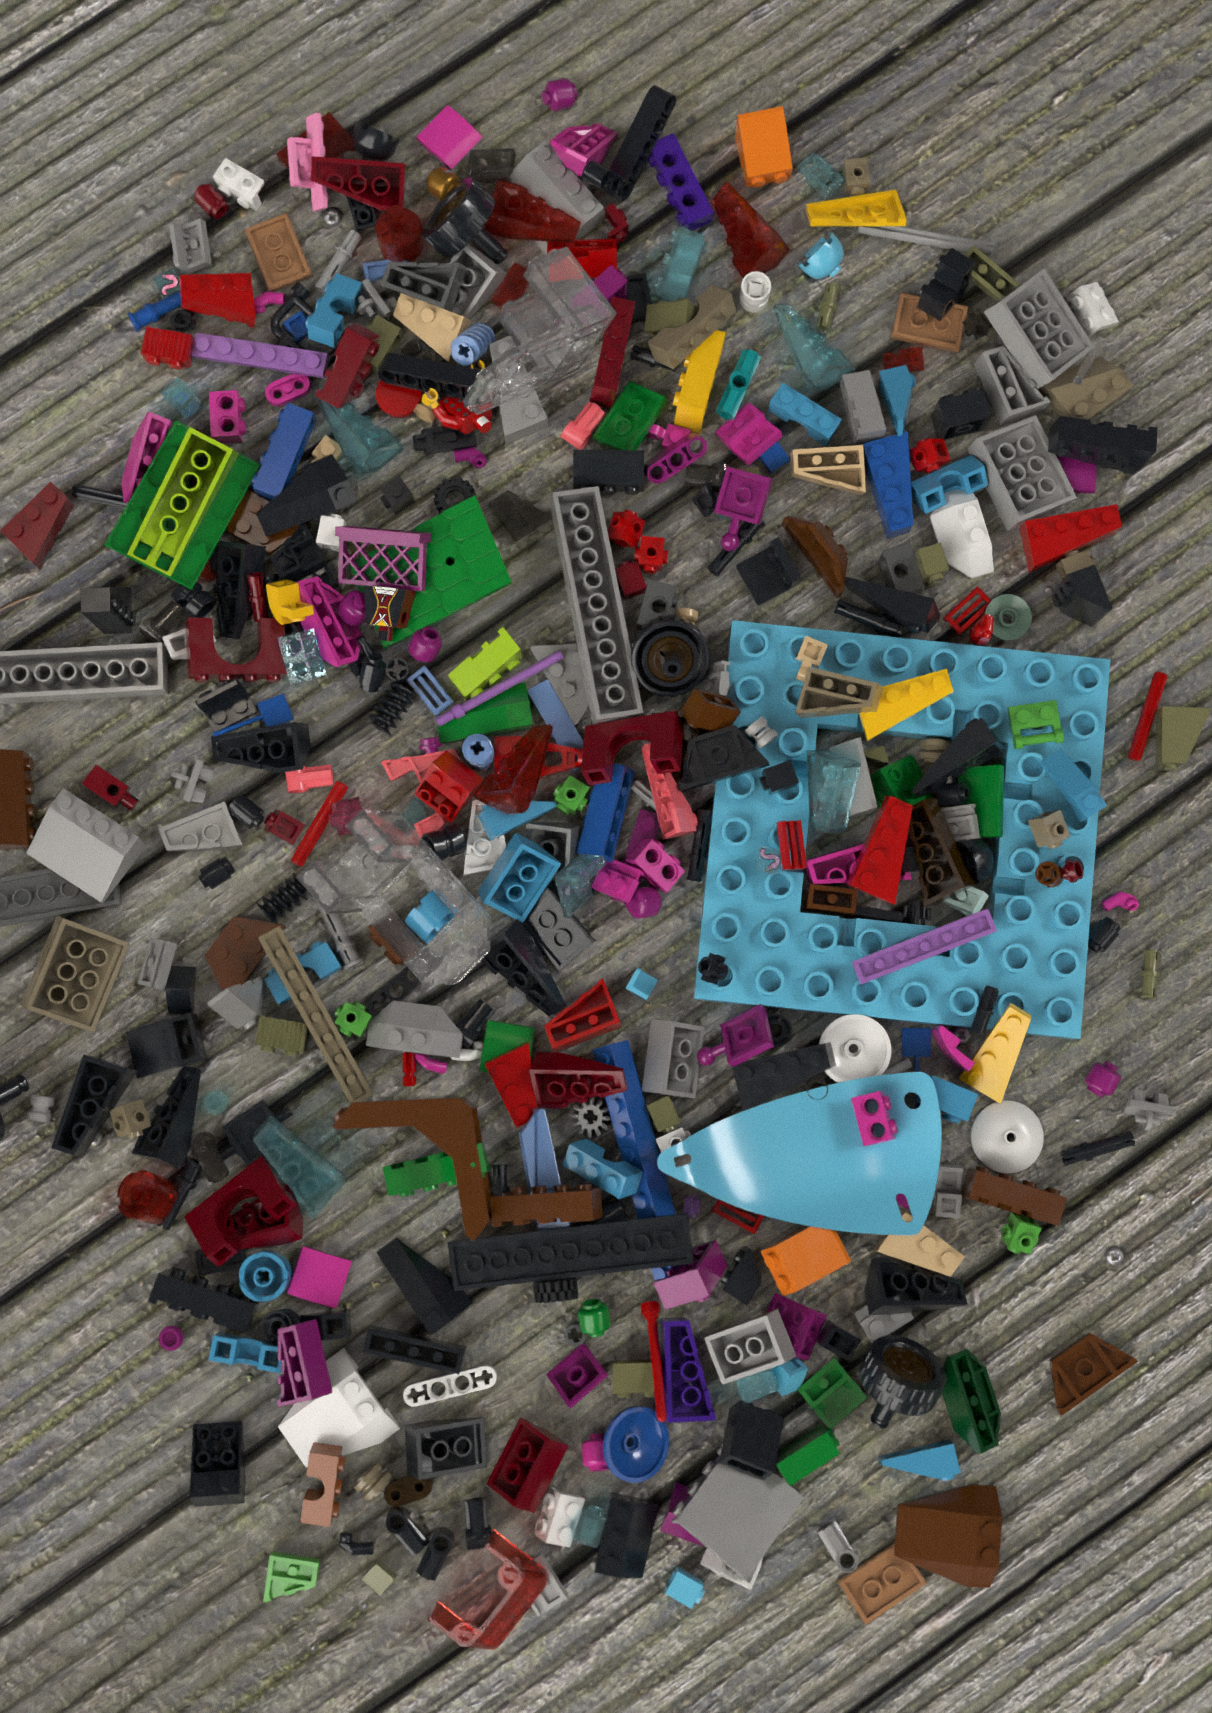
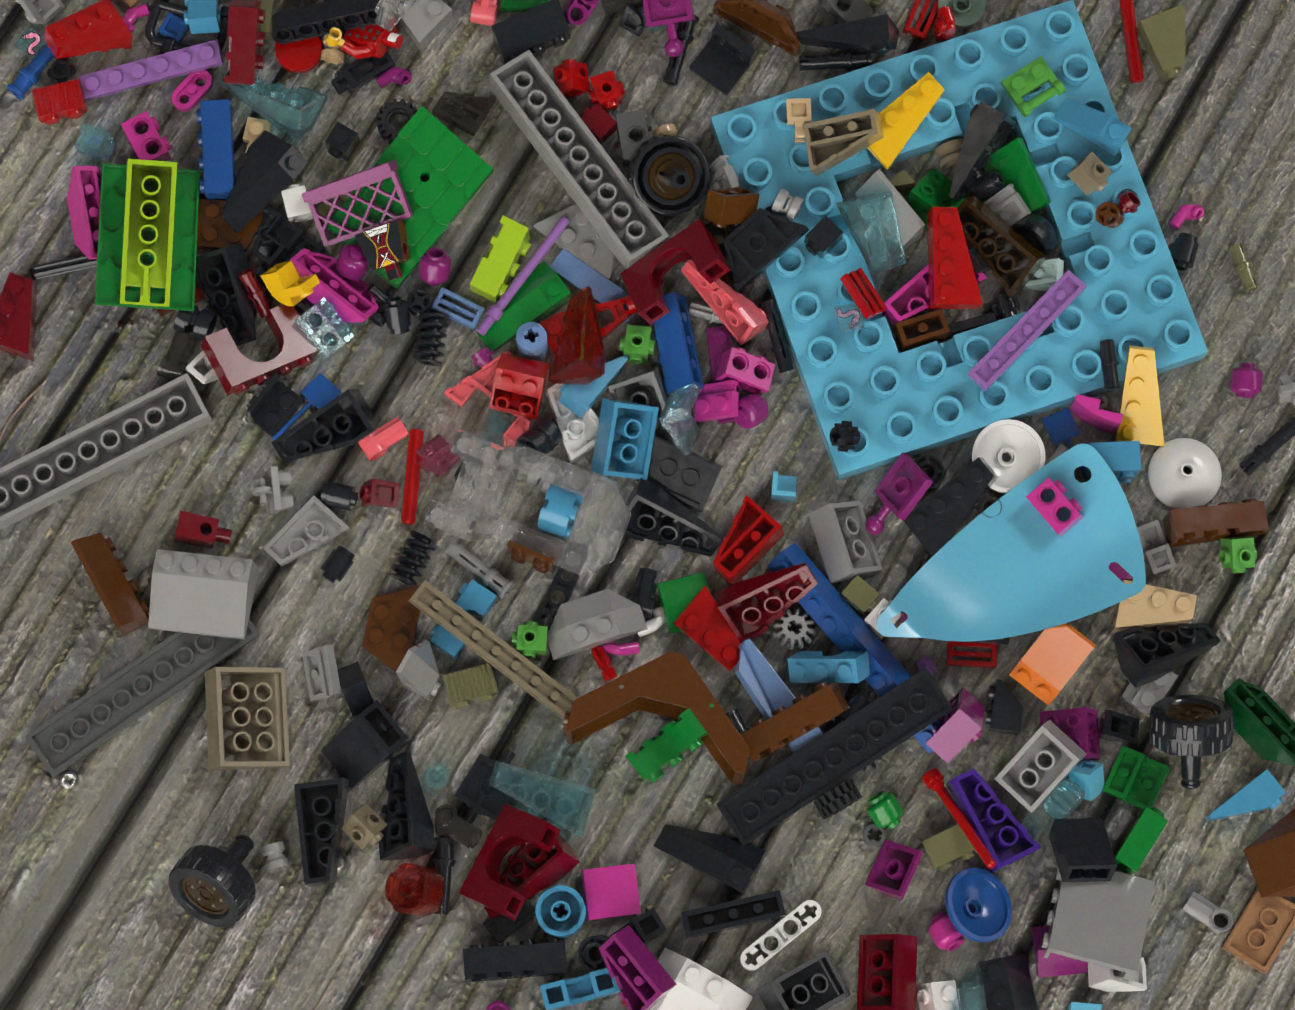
camera: 25 degrees left, 5 degrees down
(109, 608) = (125, 364): black wedge -> none

